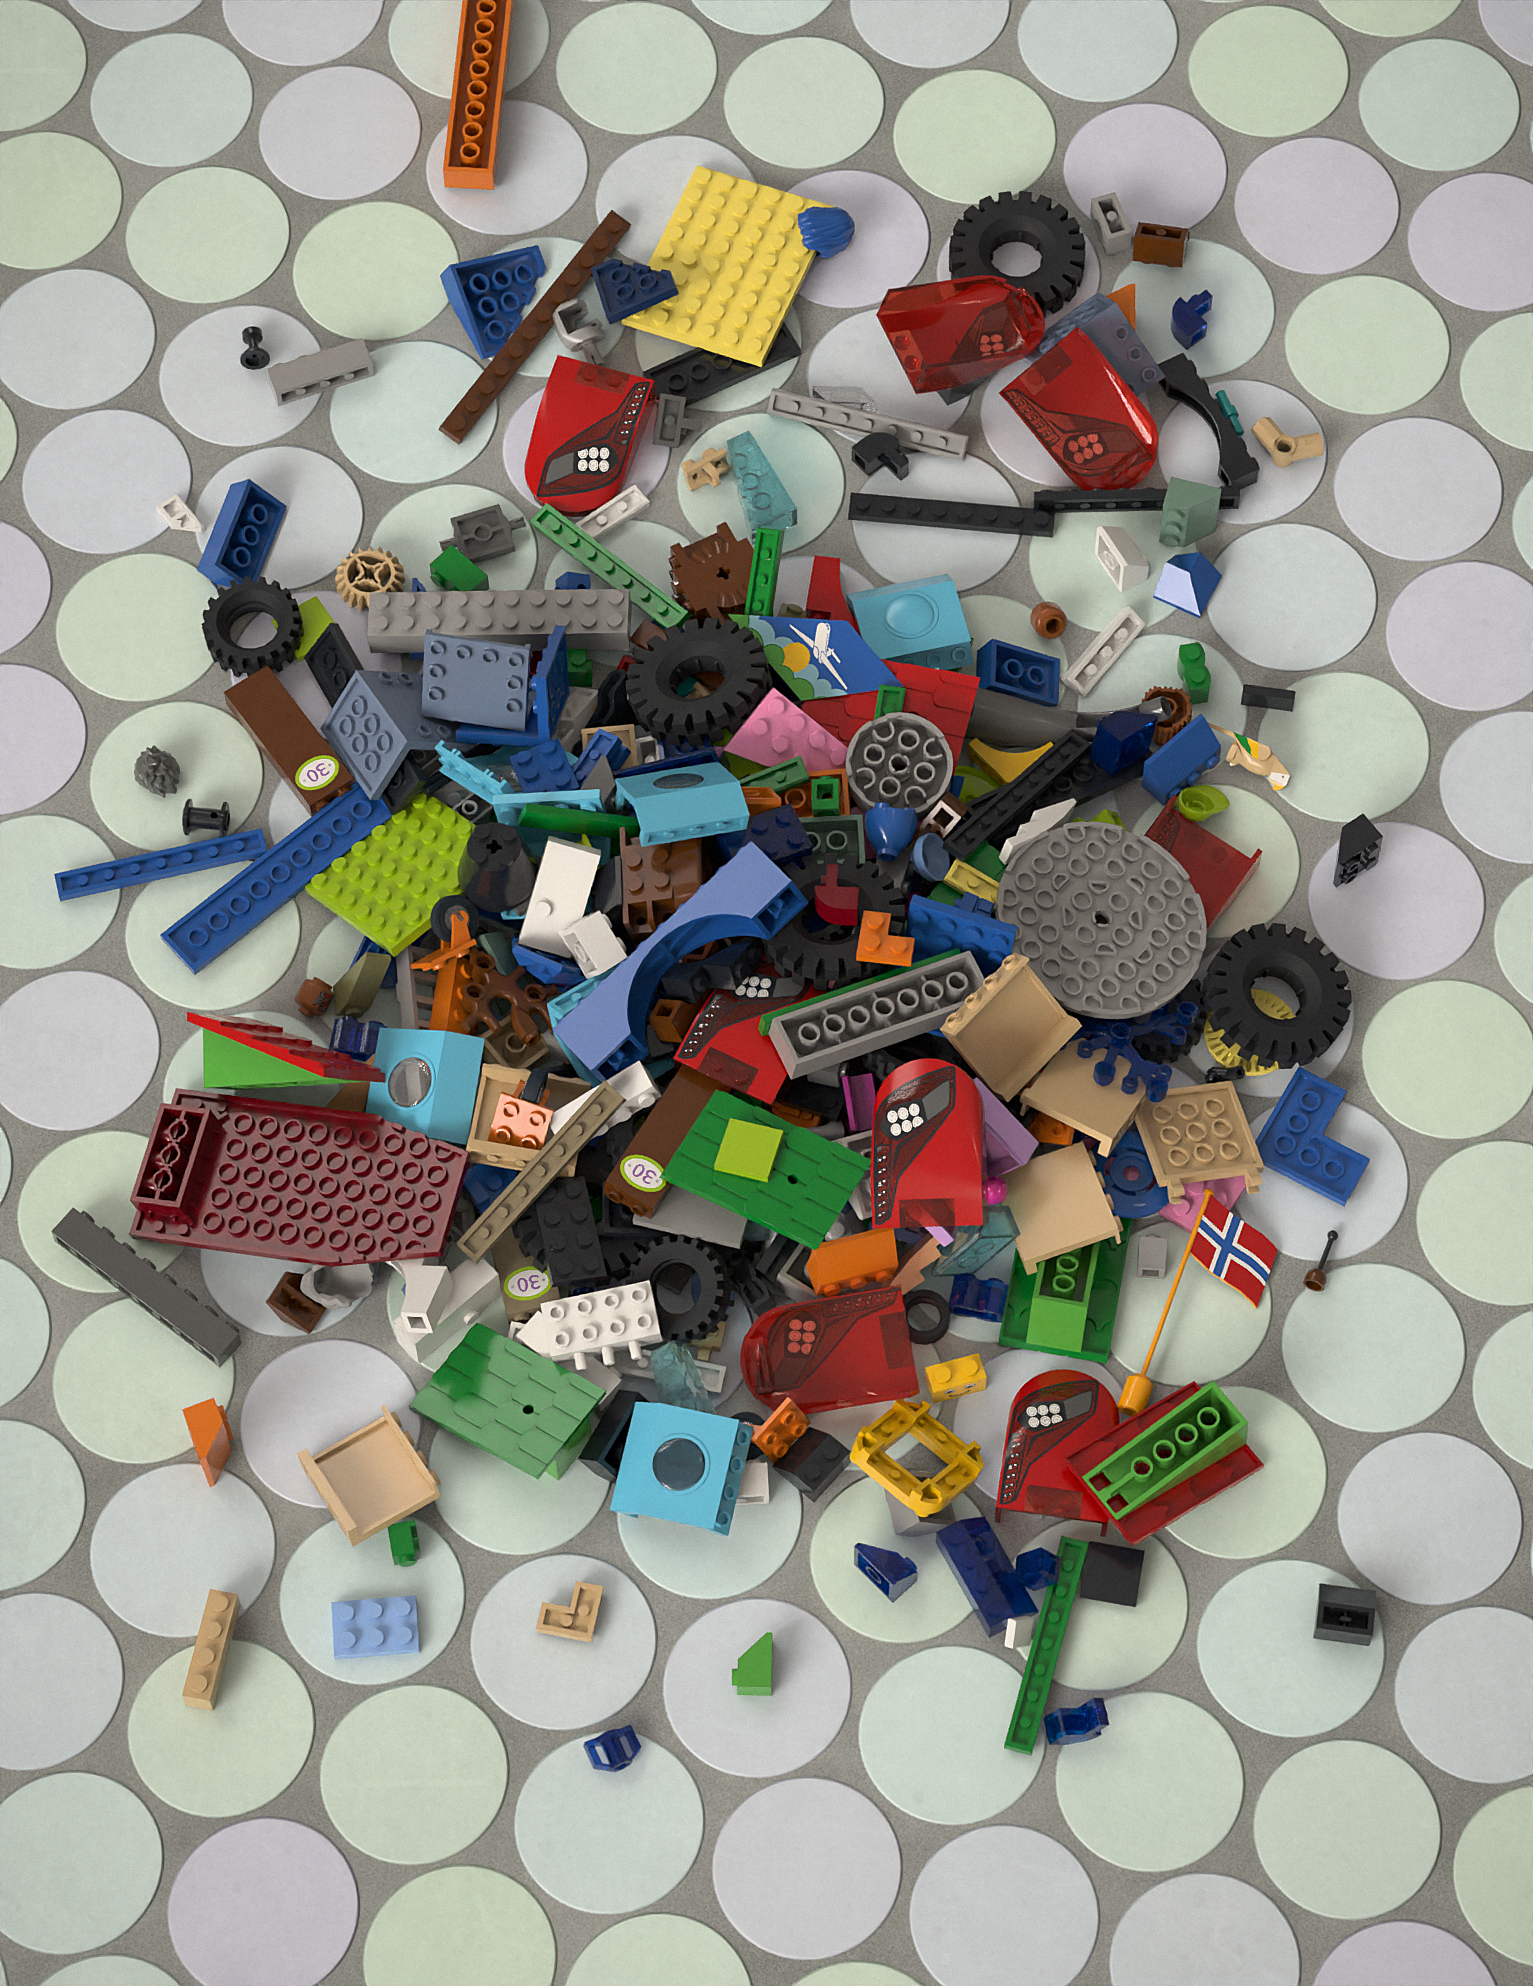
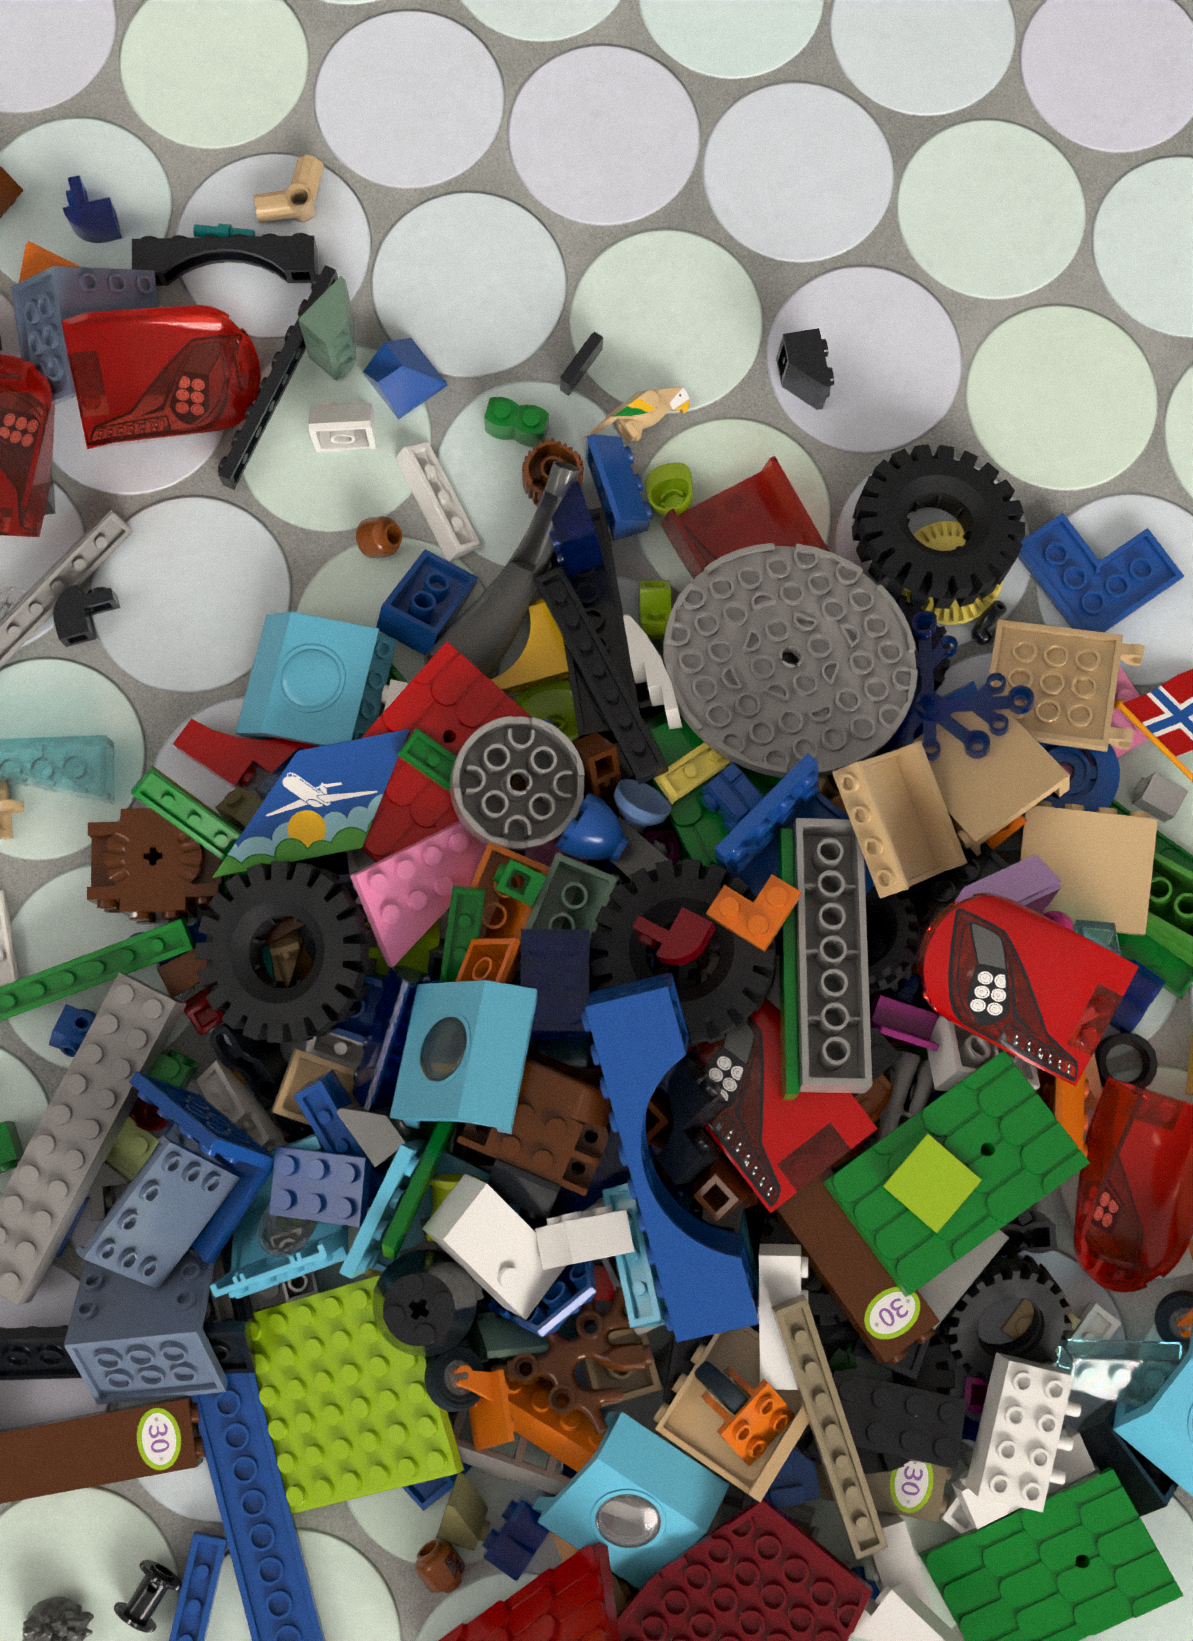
camera: 75 degrees left, 15 degrees up
(951, 515) = (192, 575): black plate -> none

